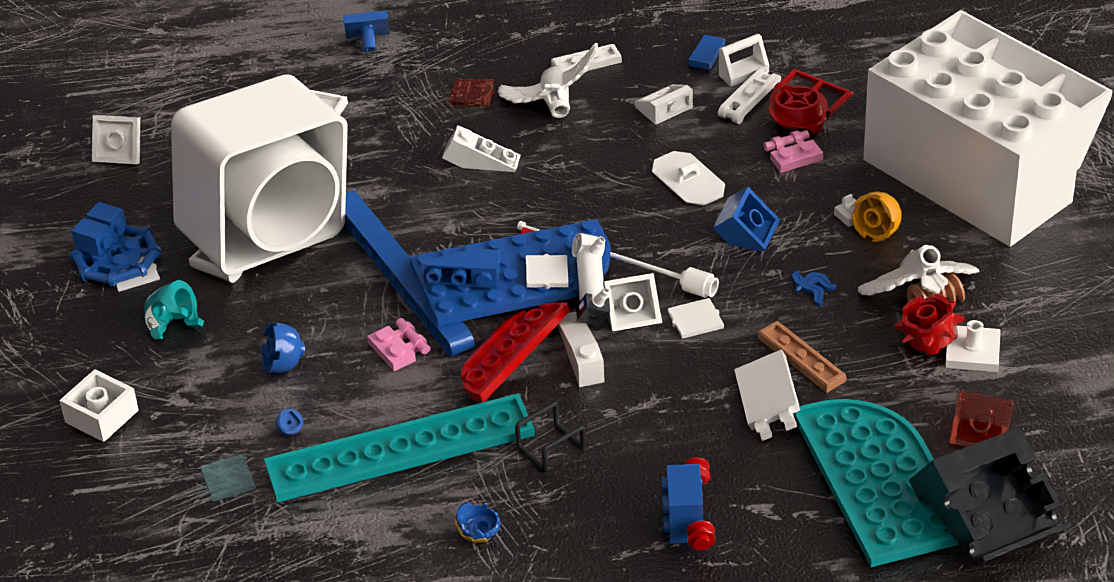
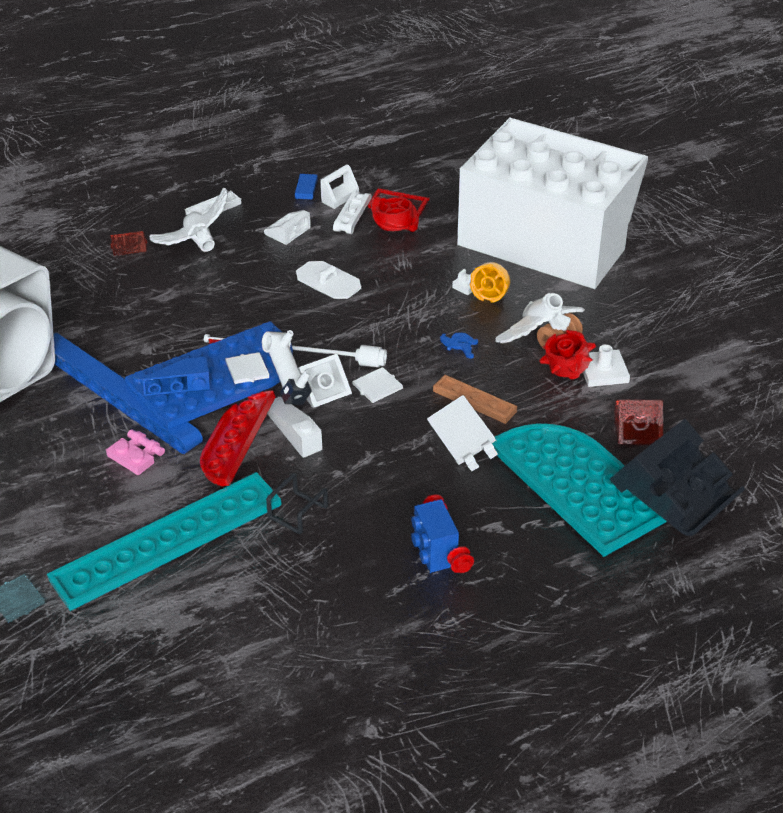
camera: 20 degrees left, 0 degrees up
(281, 349) = (33, 474): blue cylinder -> none
(289, 422) = (59, 537): blue tile -> none
(366, 26) = (25, 205): blue tile -> none
(477, 152) = (151, 287): white slope -> none
(477, 522) = (260, 590): blue hair -> none
(746, 221) = (389, 303): blue slope -> none
(794, 156) = (405, 249): bright pink plate -> none

